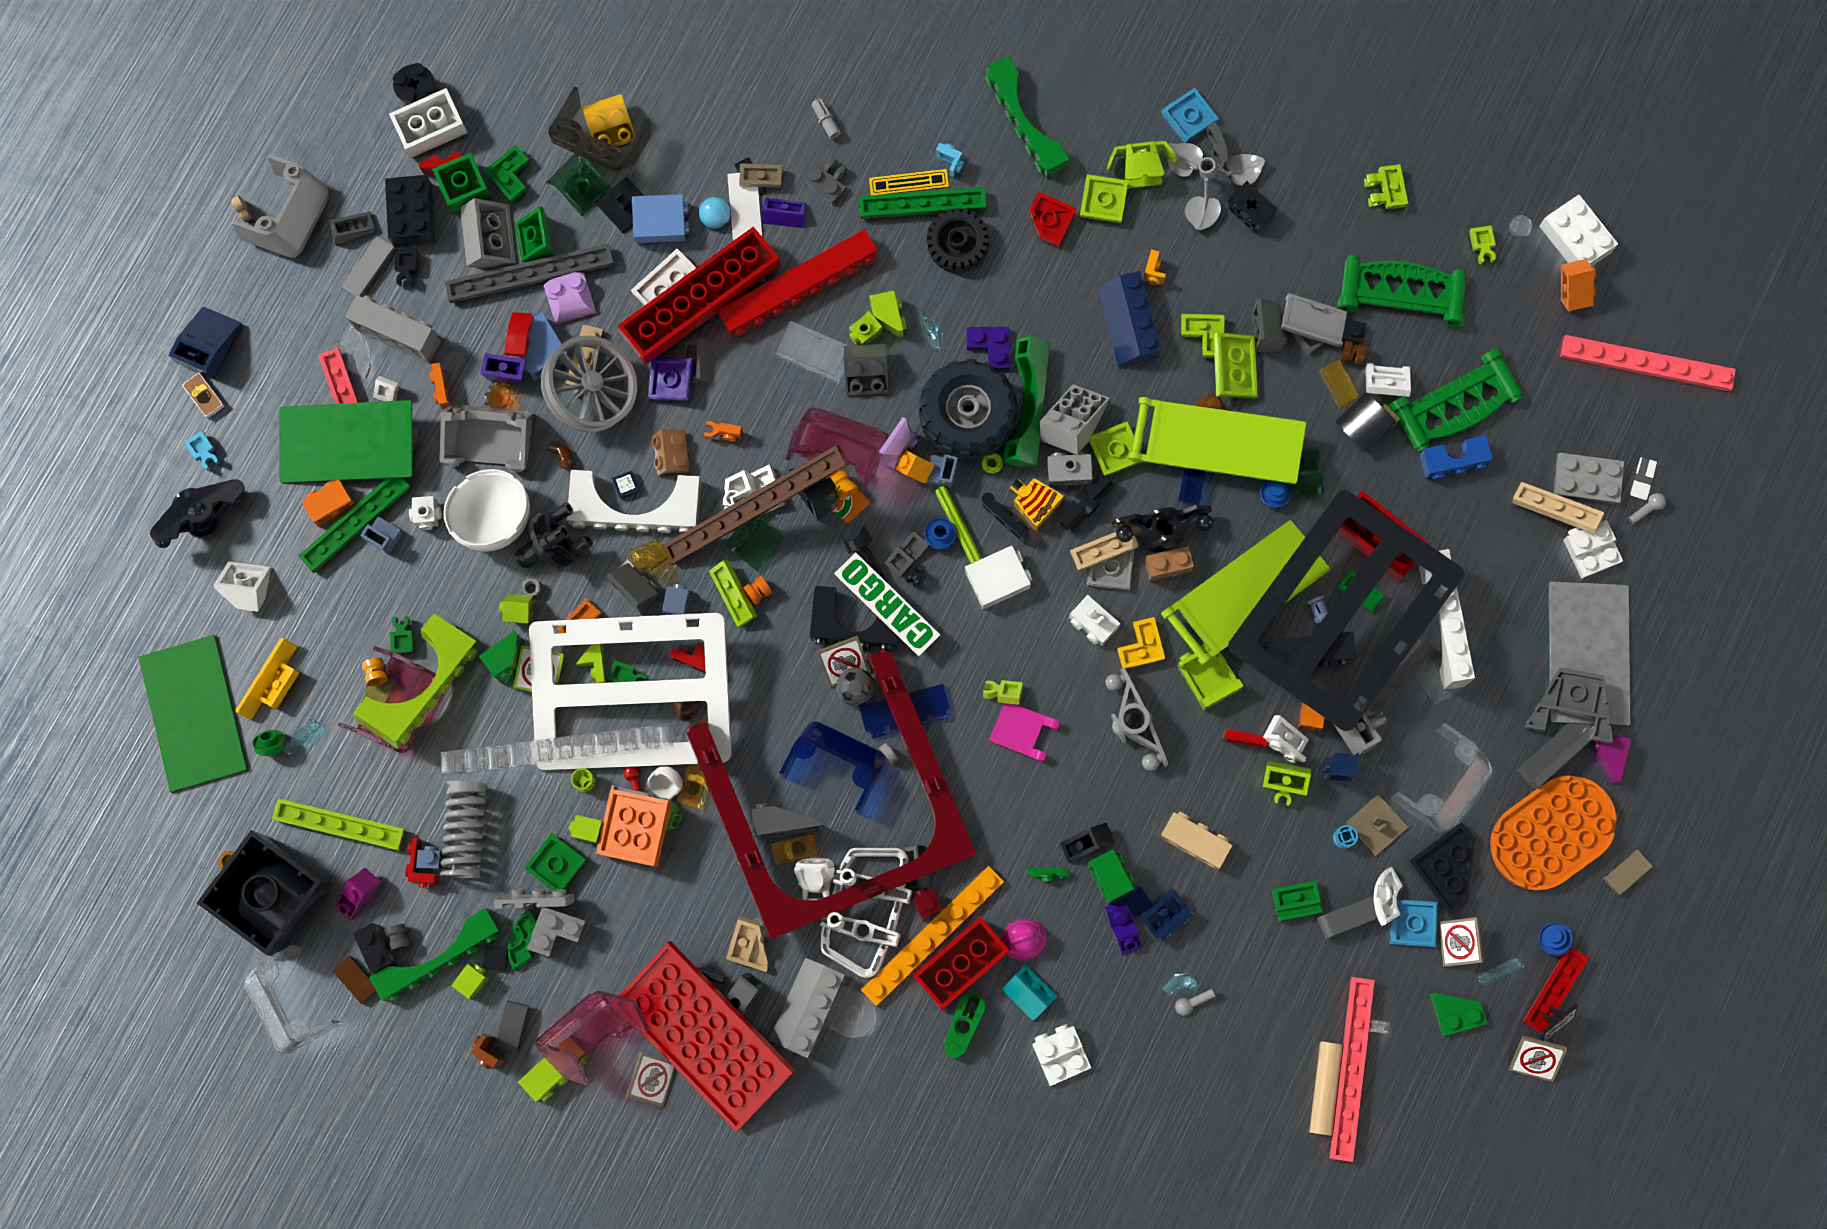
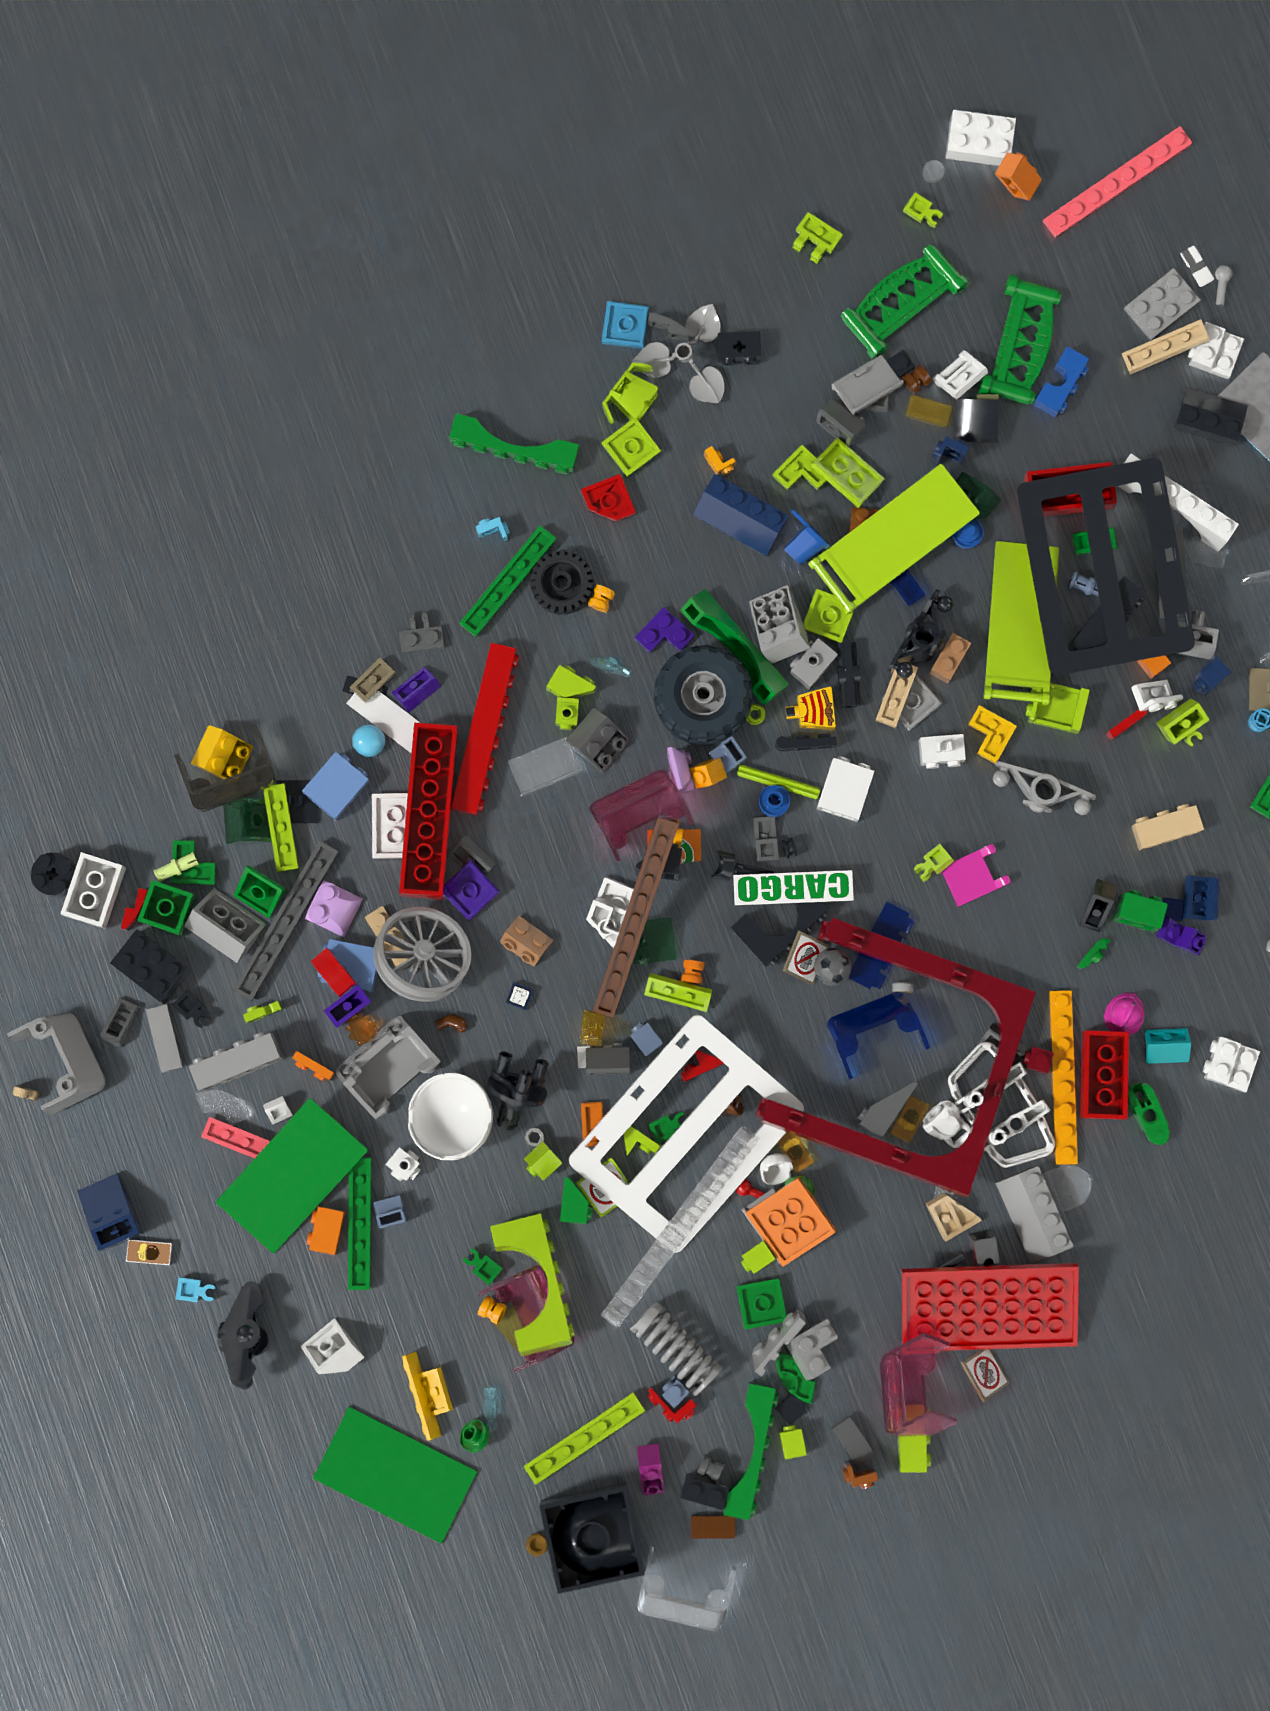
camera: 55 degrees left, 5 degrees up
(443, 313) = (256, 1012): none -> lime plate
(496, 162) = (176, 867): none -> yellowish green pin
(580, 777) = (718, 1227): lime wheel -> none
(593, 209) = (281, 828): none -> lime plate
(677, 513) = (579, 978): white arch -> none
(727, 431) = (552, 884): orange plate -> none
(826, 118) = (372, 591): light grey axle -> none
(909, 182) = (480, 576): sticker -> none
(968, 280) = (601, 598): none -> light orange wheel
(1154, 382) = (806, 541): none -> blue container
(1181, 981) = (1254, 932): clear light blue arm -> none
(1325, 420) = (951, 448): none -> dark blue bracket
(1539, 590) = (1211, 417): none -> black slope

